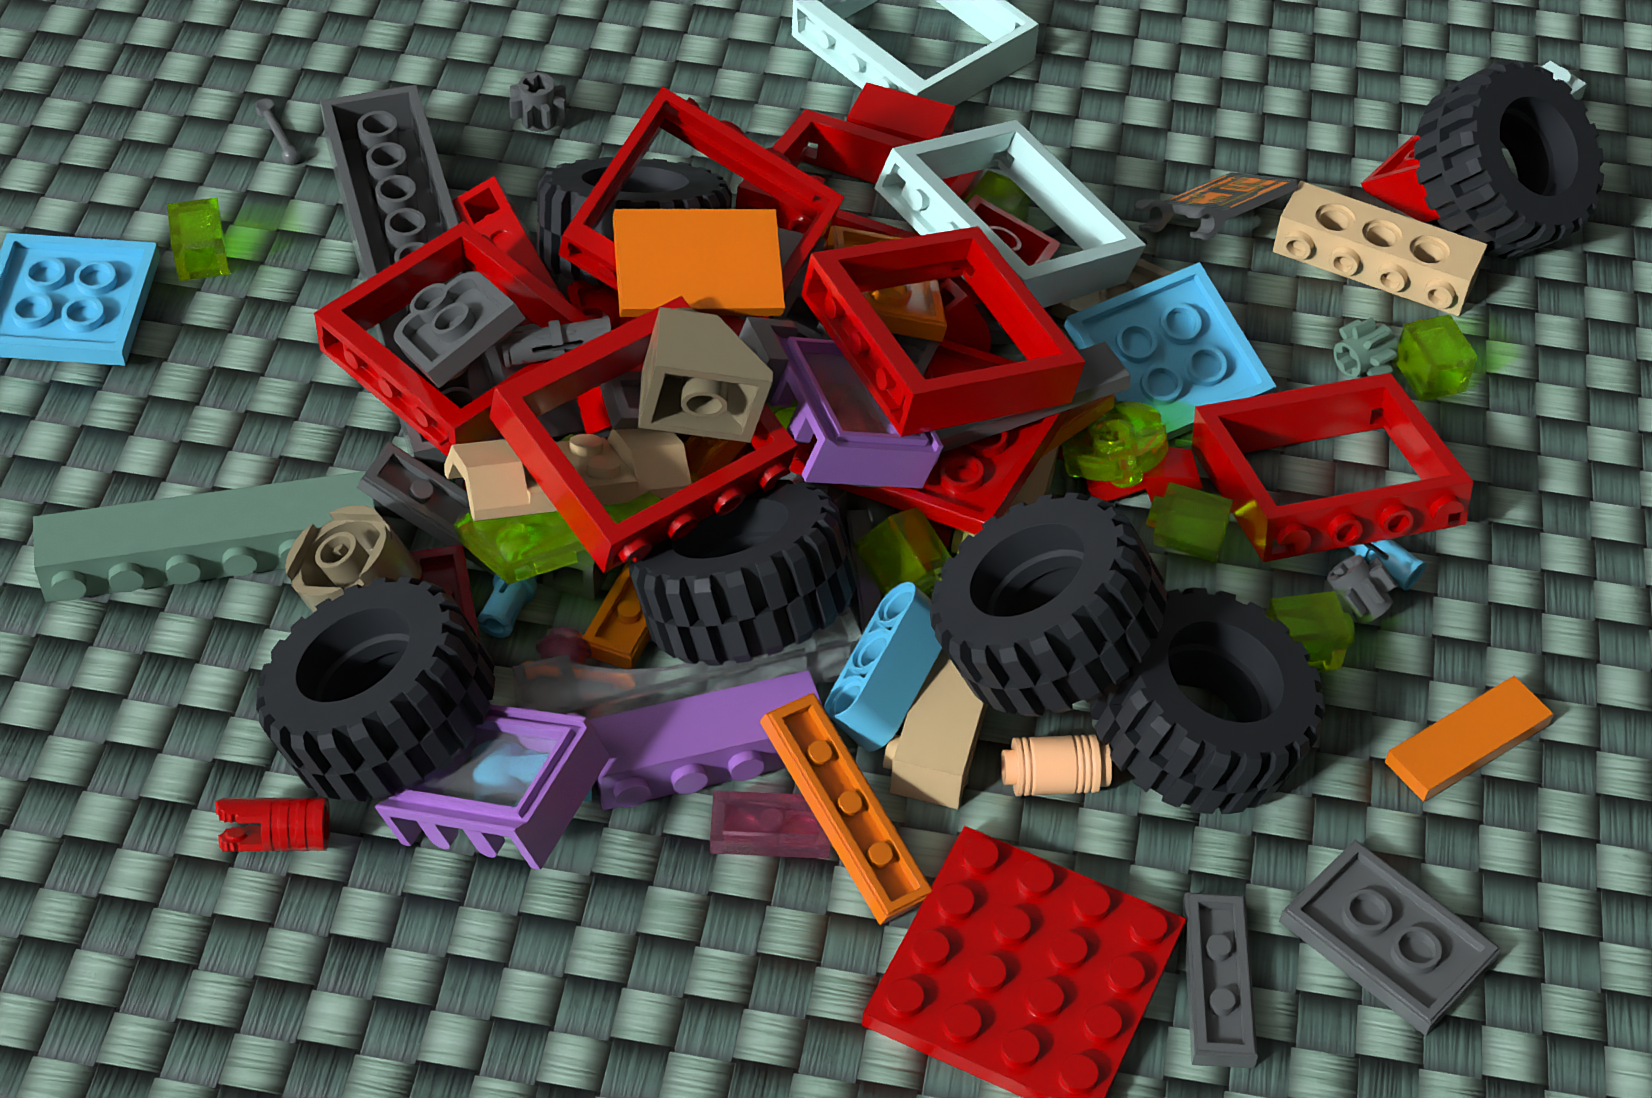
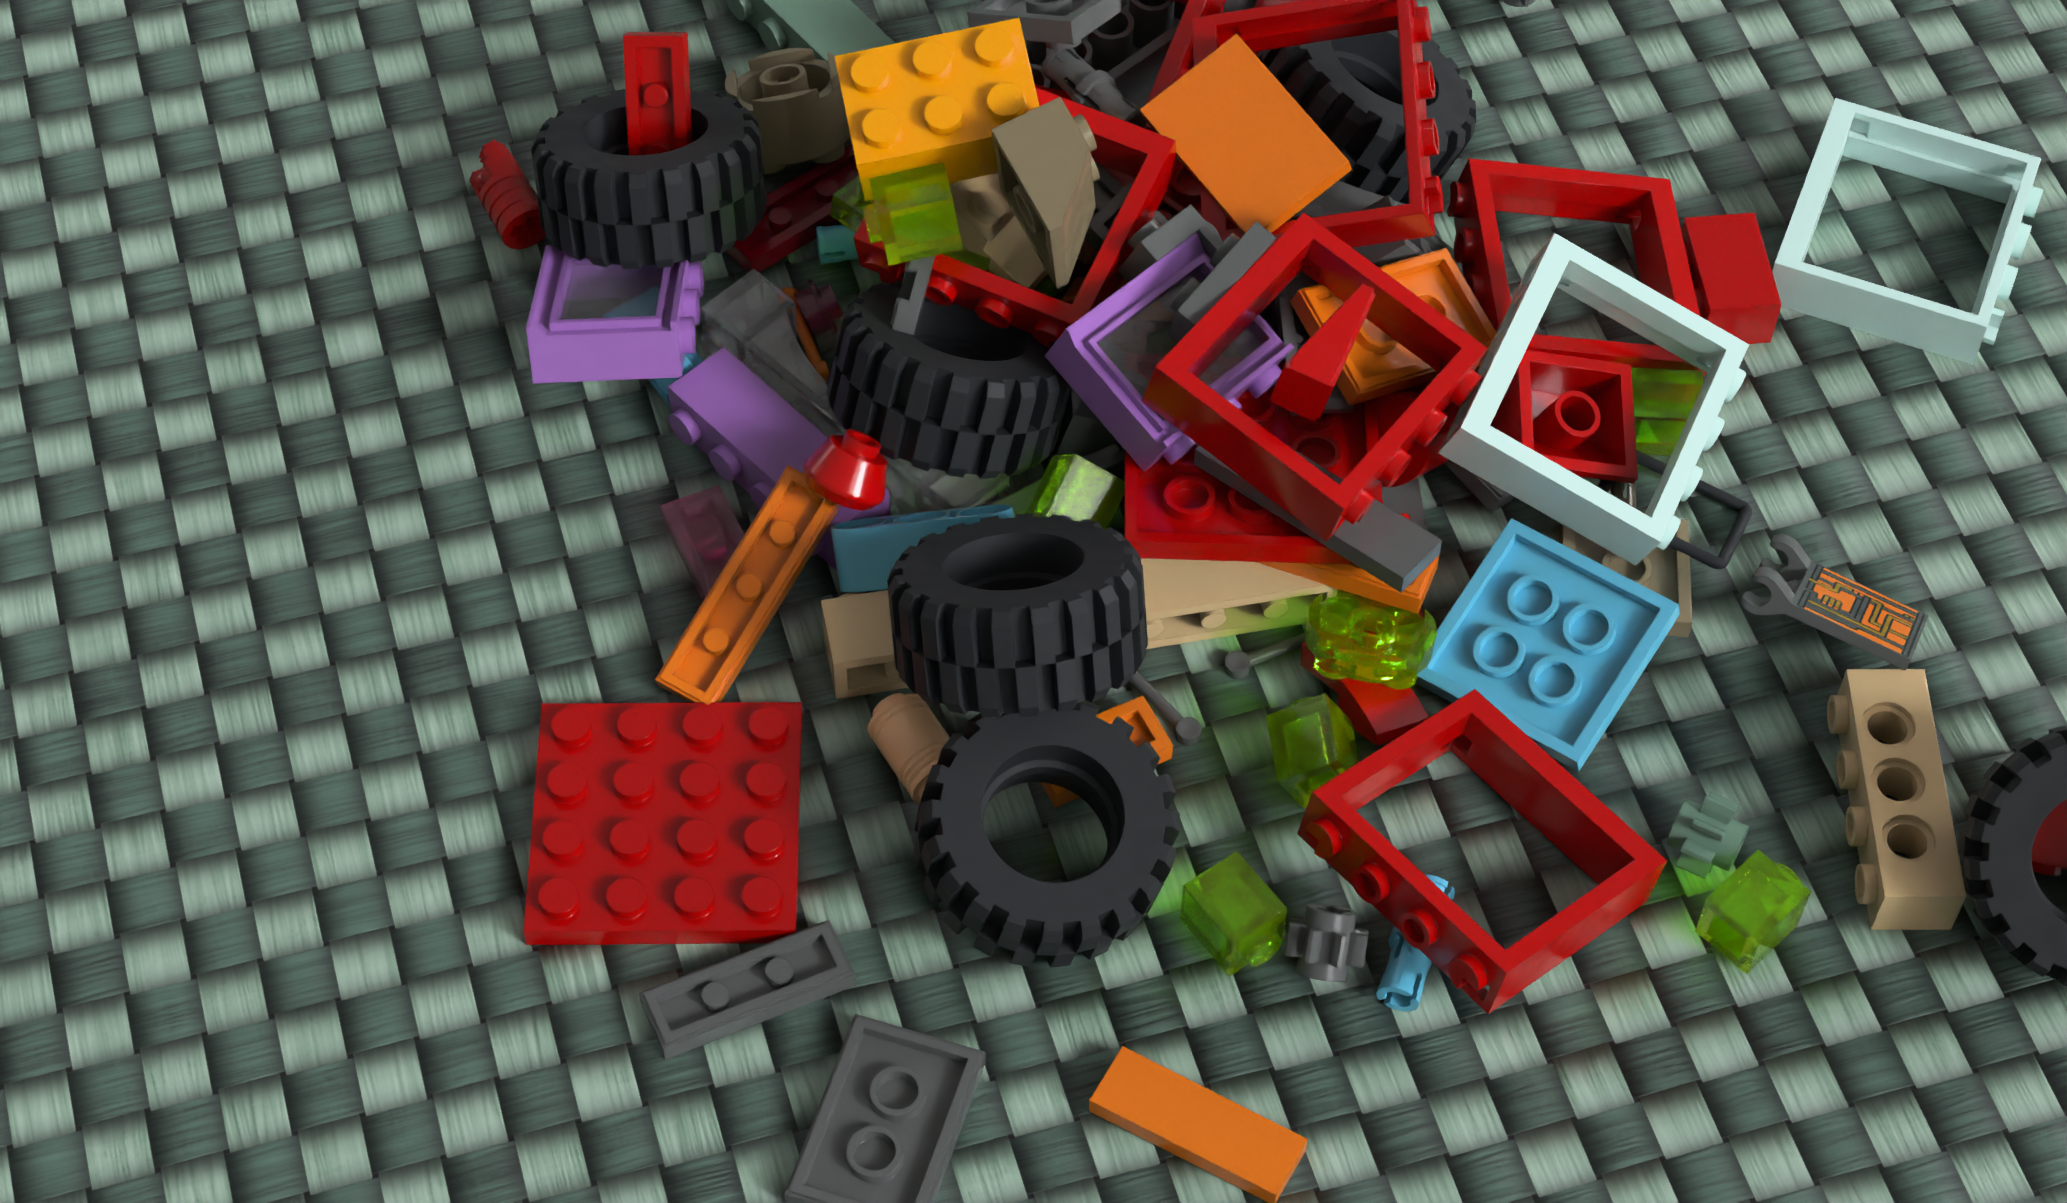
camera: 65 degrees right, 5 degrees up
(331, 630) = (657, 91): none -> red plate
(561, 410) = (935, 100): none -> light orange brick
(647, 479) = (913, 214): none -> clear neon green brick
(695, 531) = (912, 295): none -> dark grey tile
(806, 670) = (848, 470): none -> red cone
(837, 335) = (1230, 263): none -> dark grey plate
(976, 300) = (1315, 367): none -> red slope

